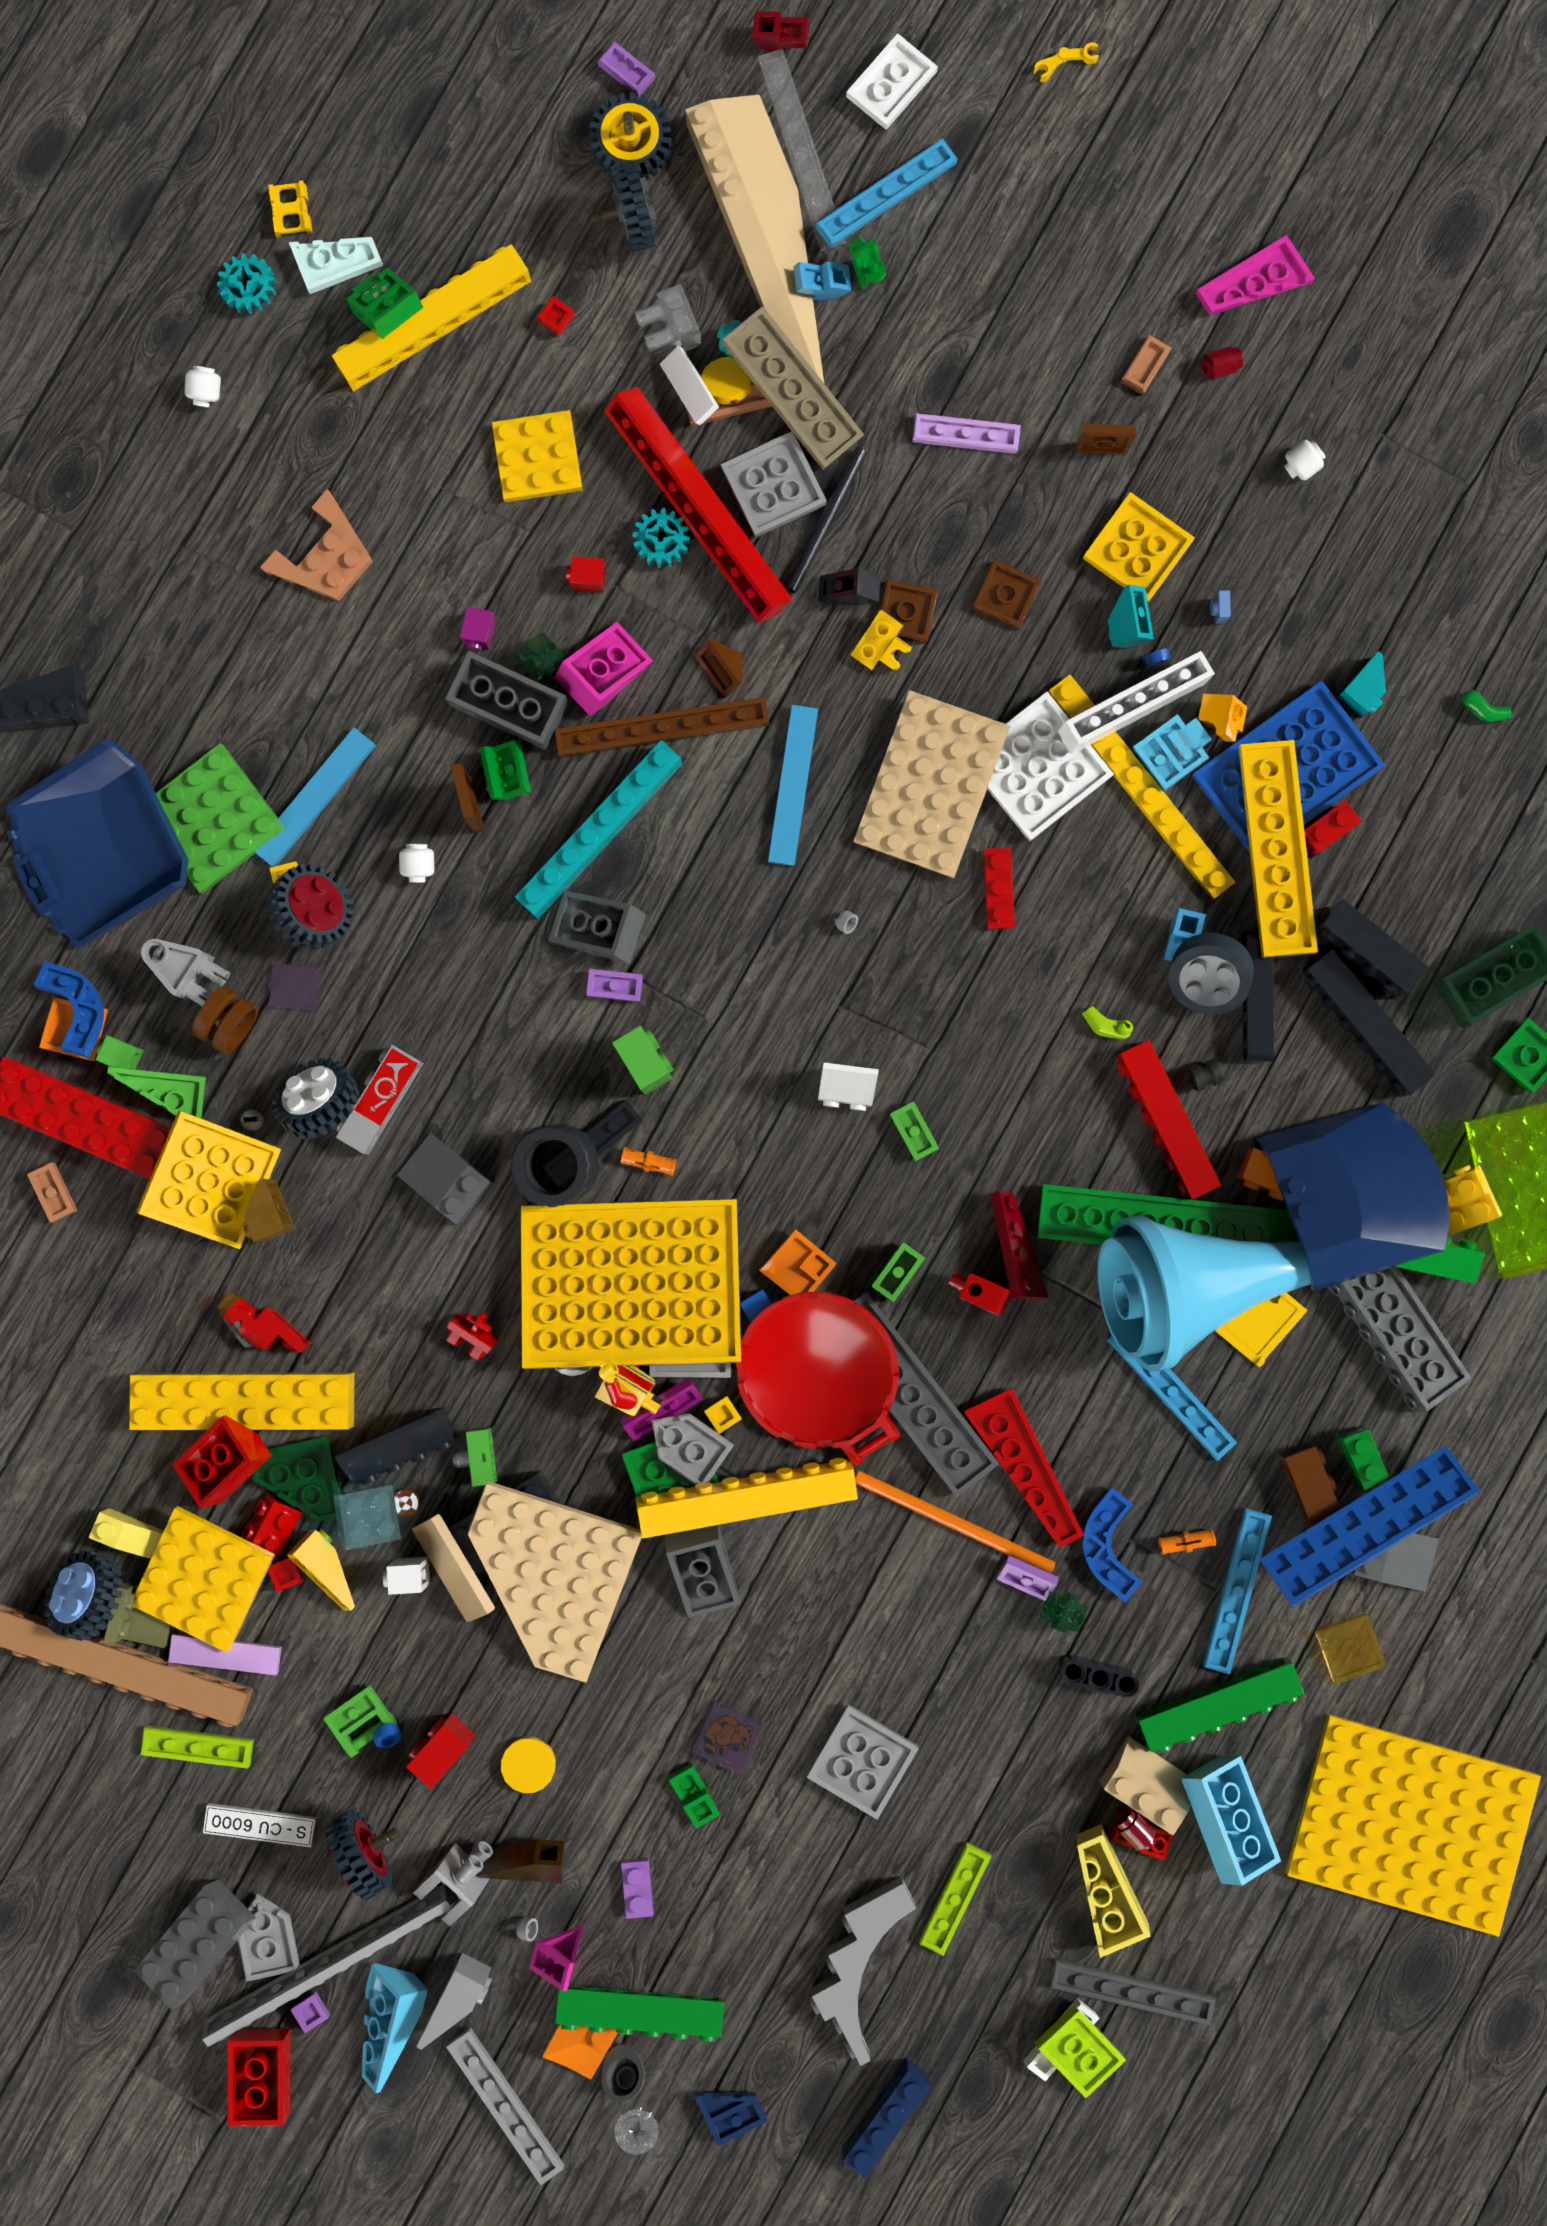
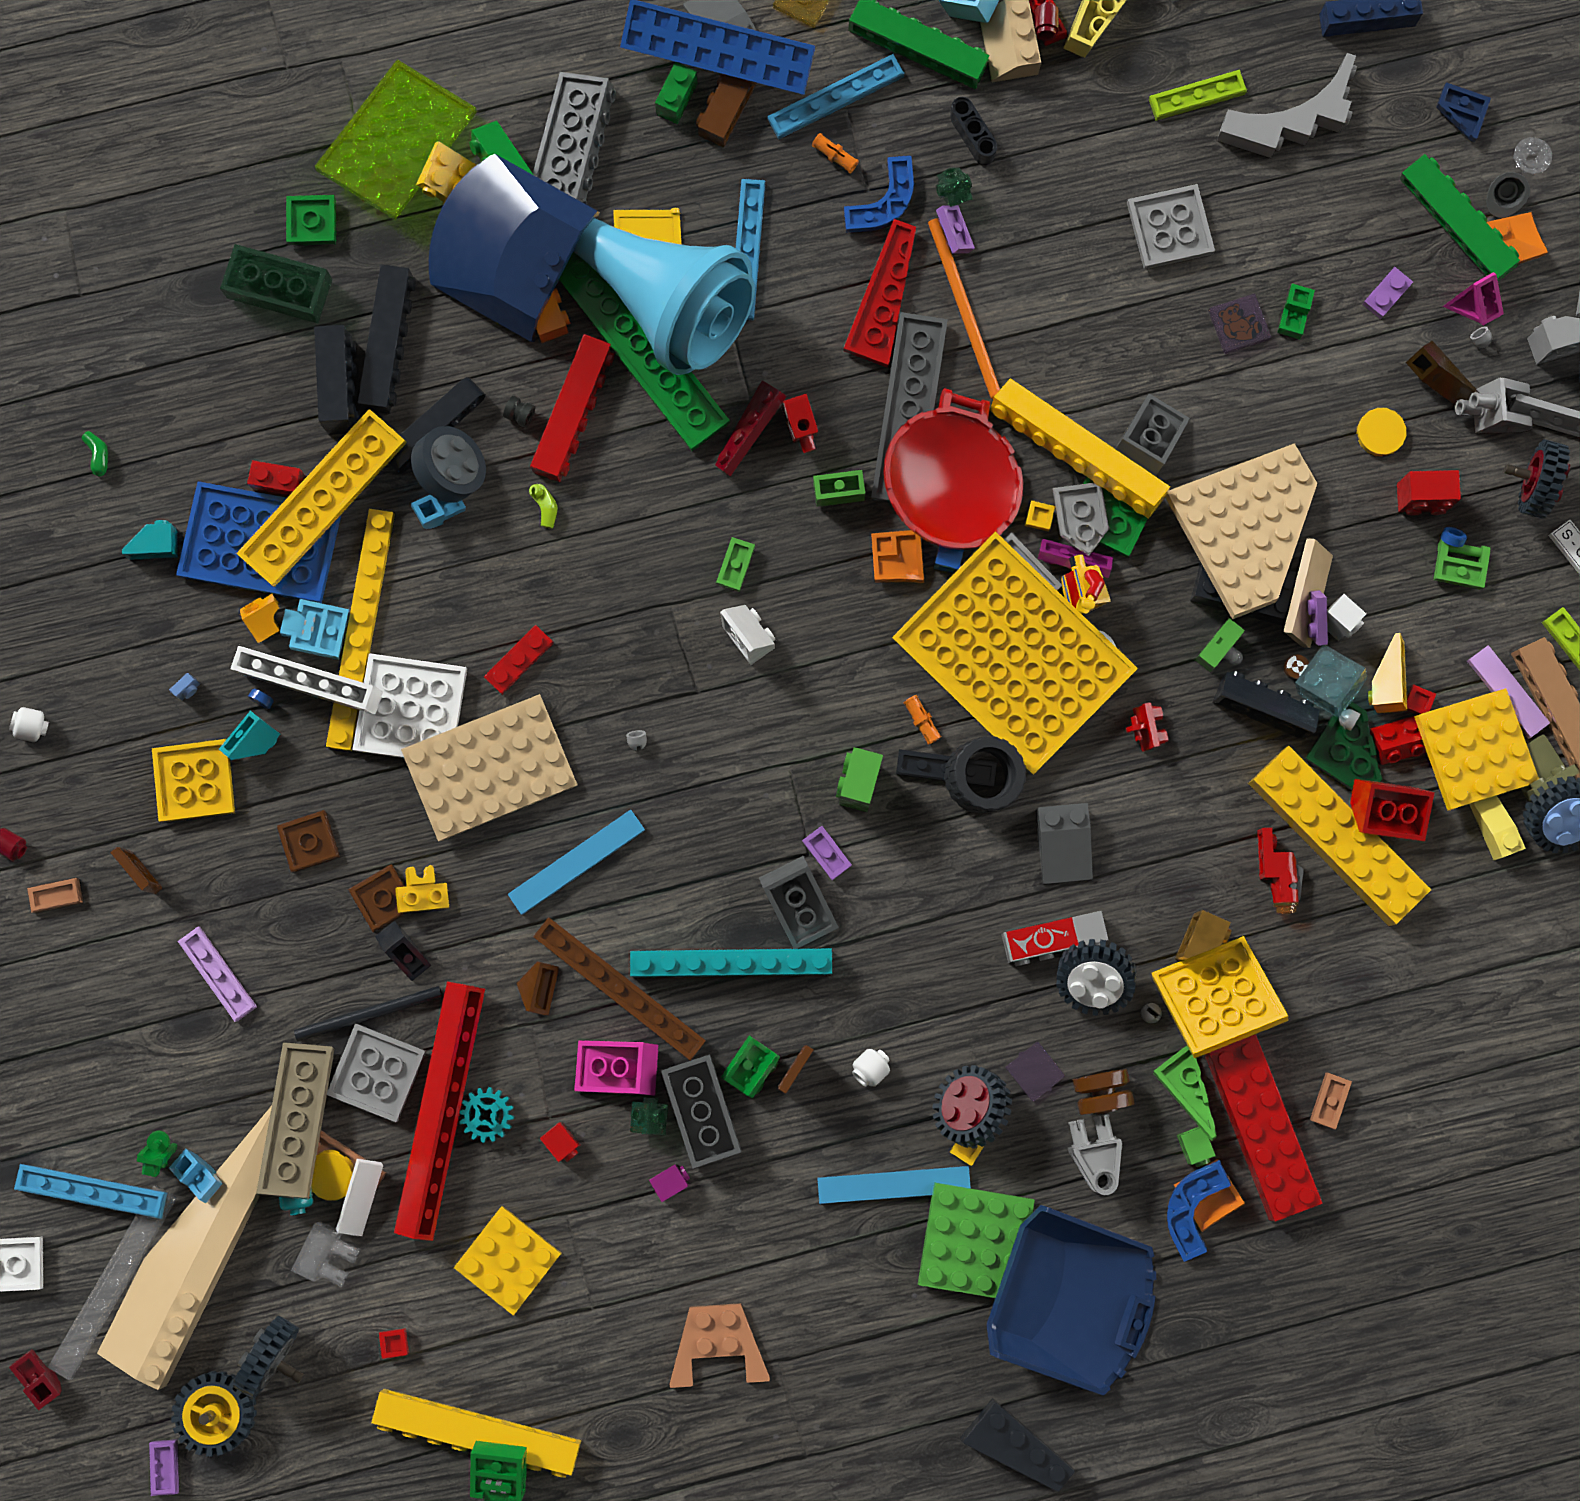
camera: 135 degrees left, 5 degrees down
(323, 1500) = (1348, 718): none -> light grey hinge
(431, 1560) = (1318, 610): none -> medium lavender plate

